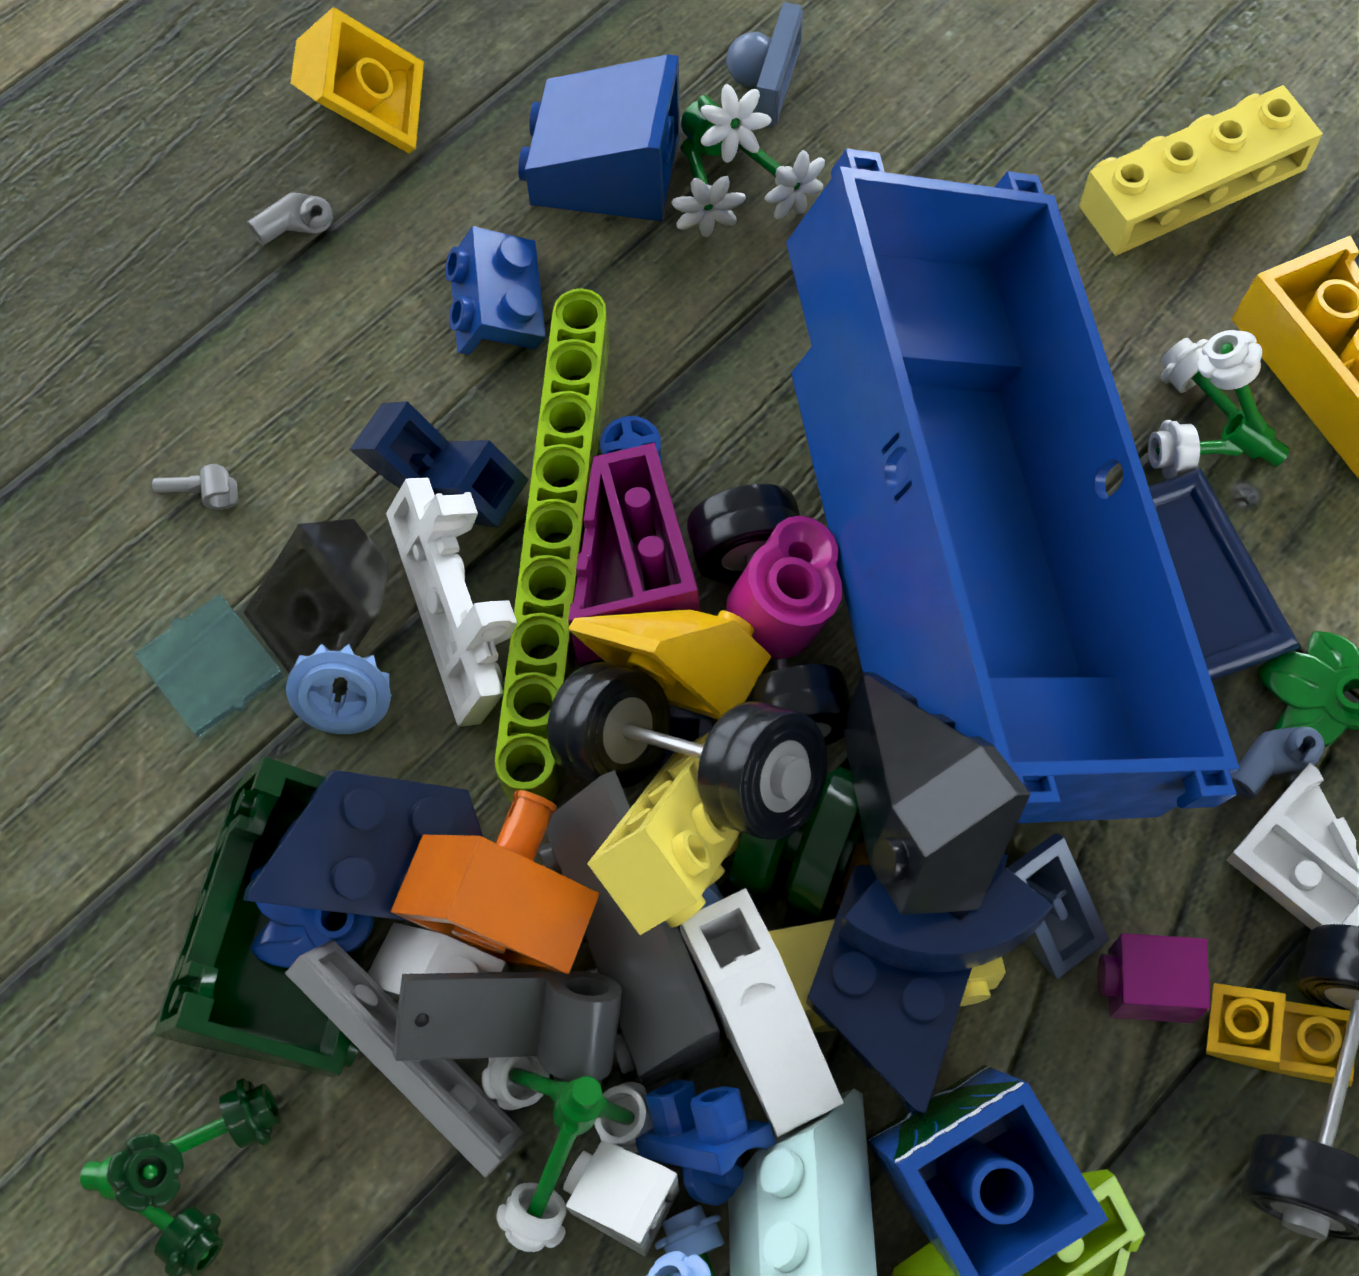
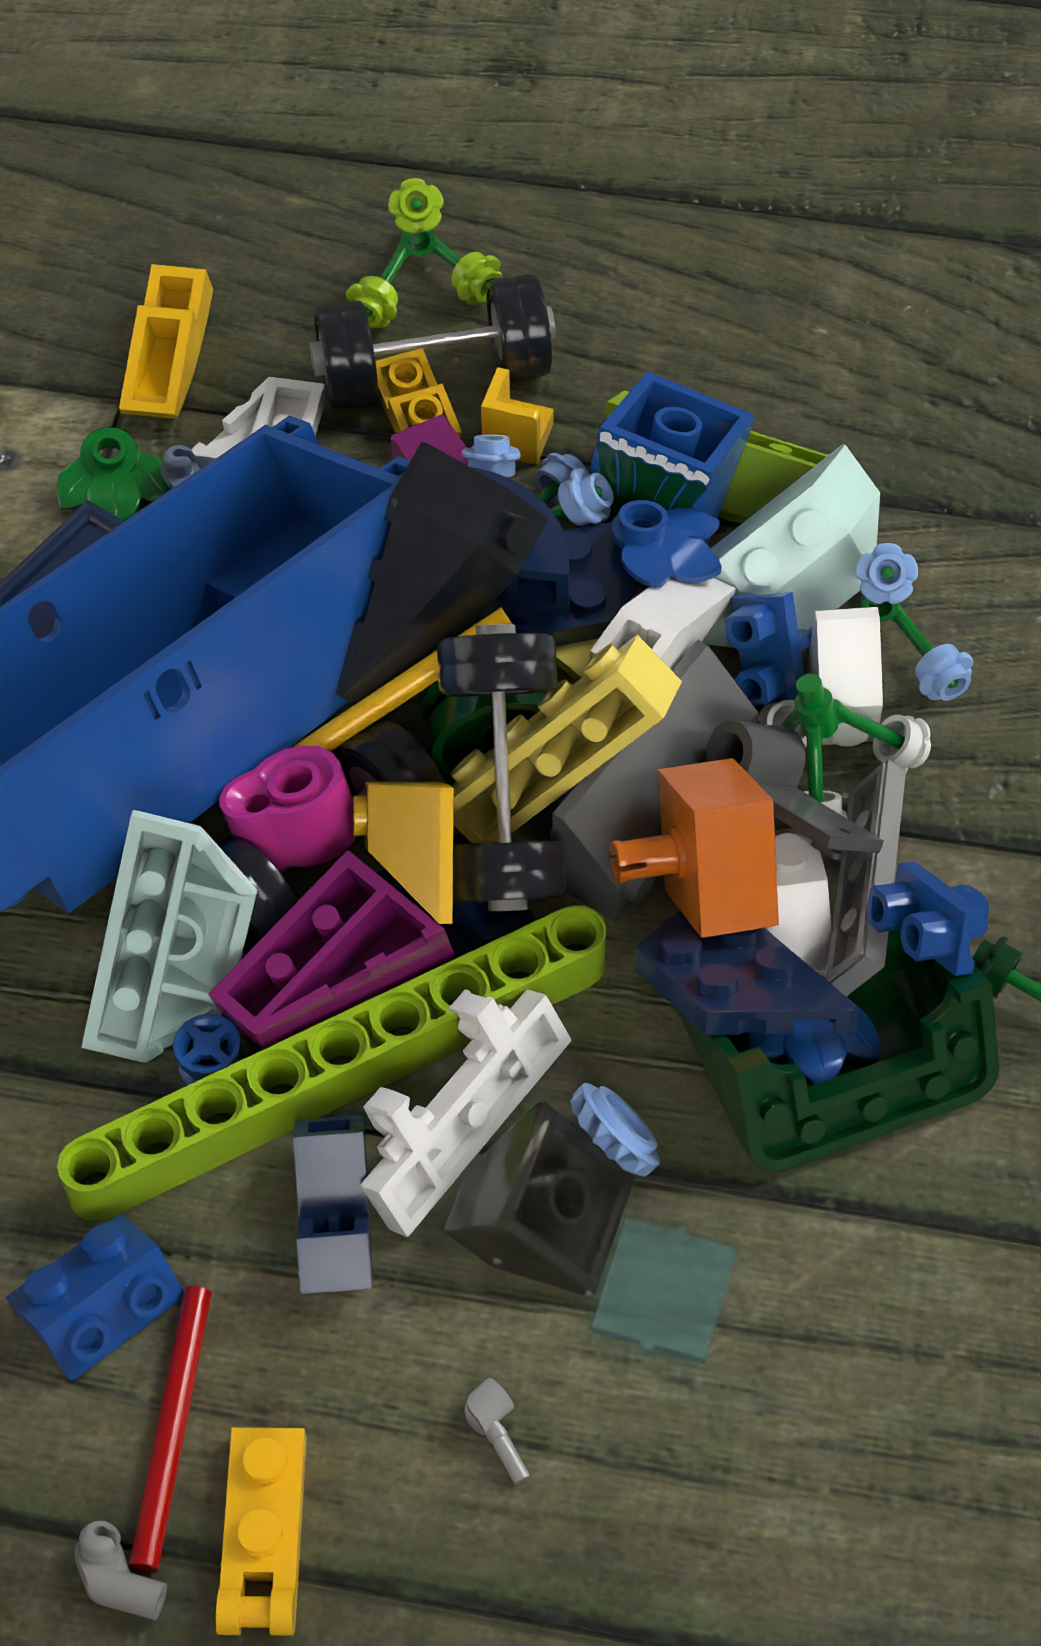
camera: 125 degrees left, 10 degrees down
(246, 1021) = (930, 916): none -> blue hips
(253, 313) = (262, 1530): none -> yellow plate
(369, 298) = (170, 1430): none -> red bar
(736, 436) = (168, 937): none -> light aqua wedge
(840, 735) = (386, 697): none -> yellow bar
(848, 1087) = (665, 543): none -> blue plate
(1094, 1001) = (561, 480): none -> light blue plant
(1190, 1113) = (522, 422): none -> yellow panel

